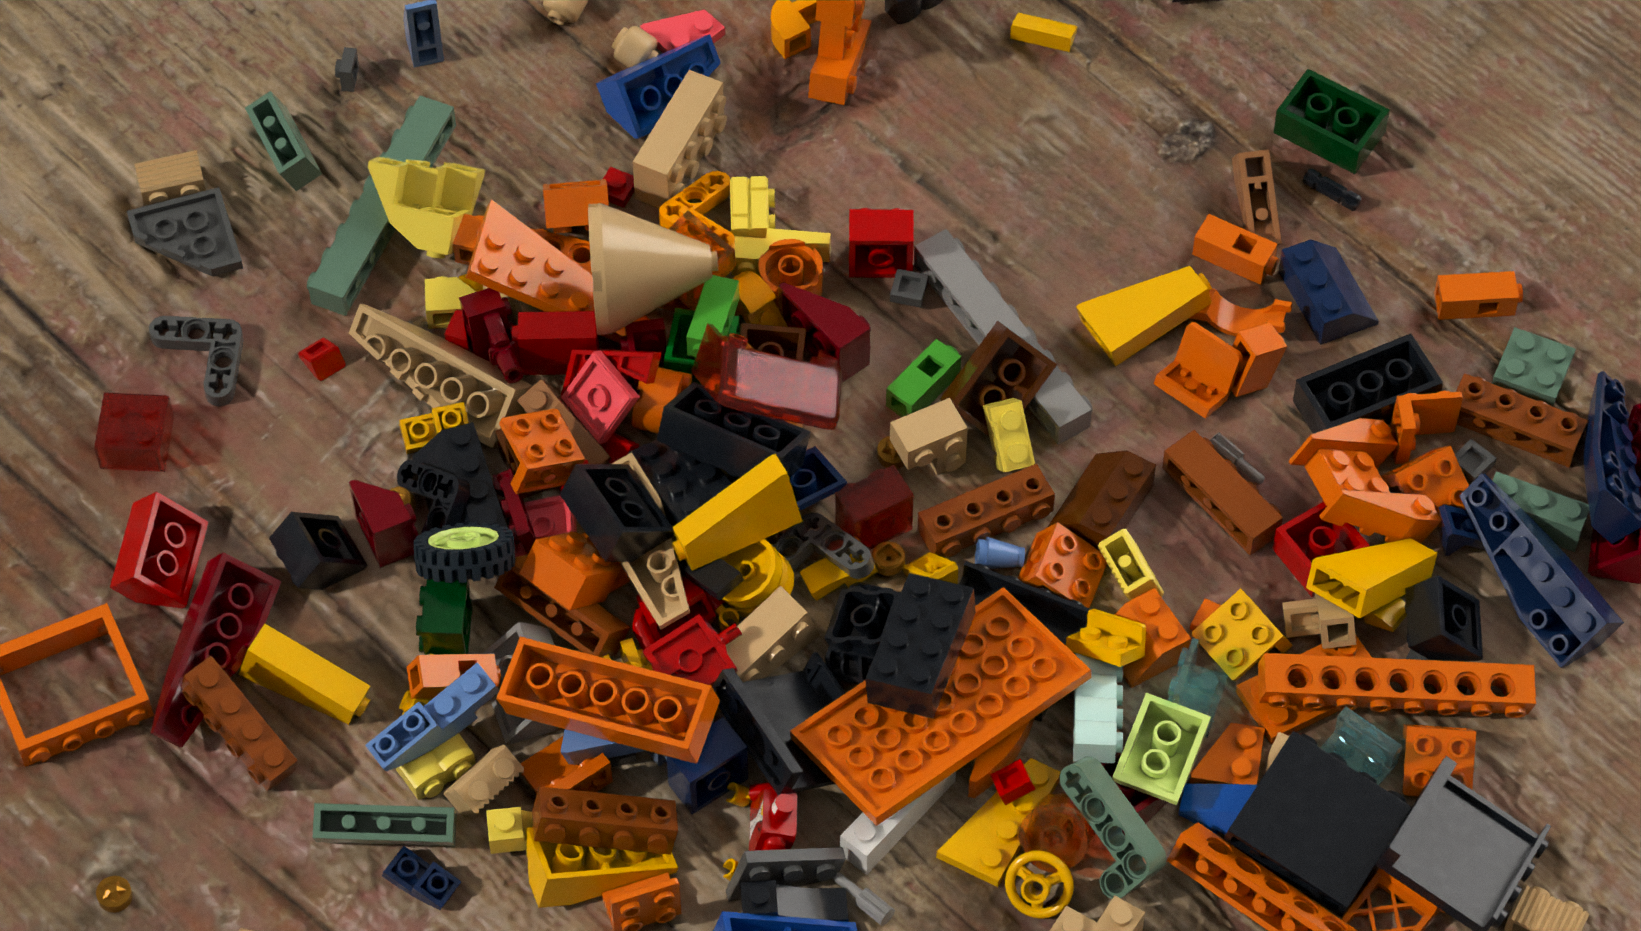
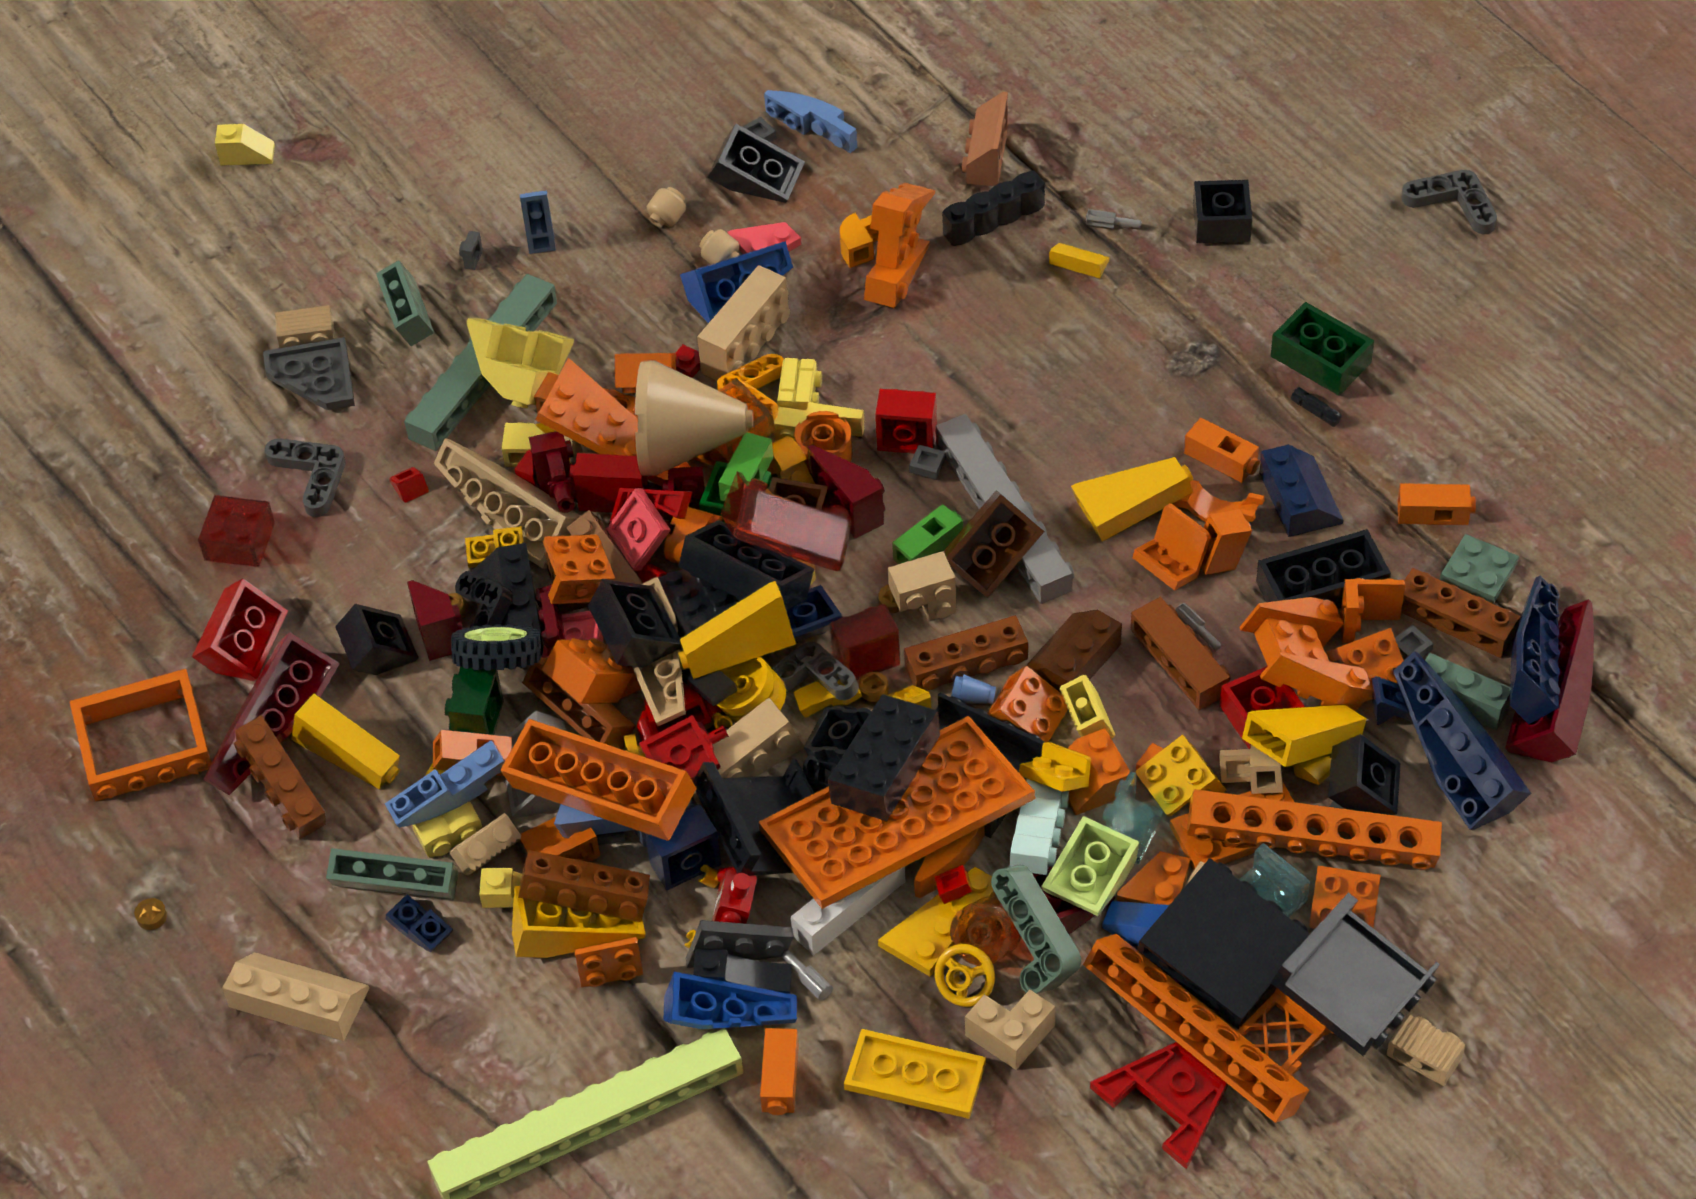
camera: 10 degrees right, 5 degrees down
(1009, 434) = (994, 589): light yellow brick -> none
(1257, 193) = (1247, 404): medium nougat slope -> none

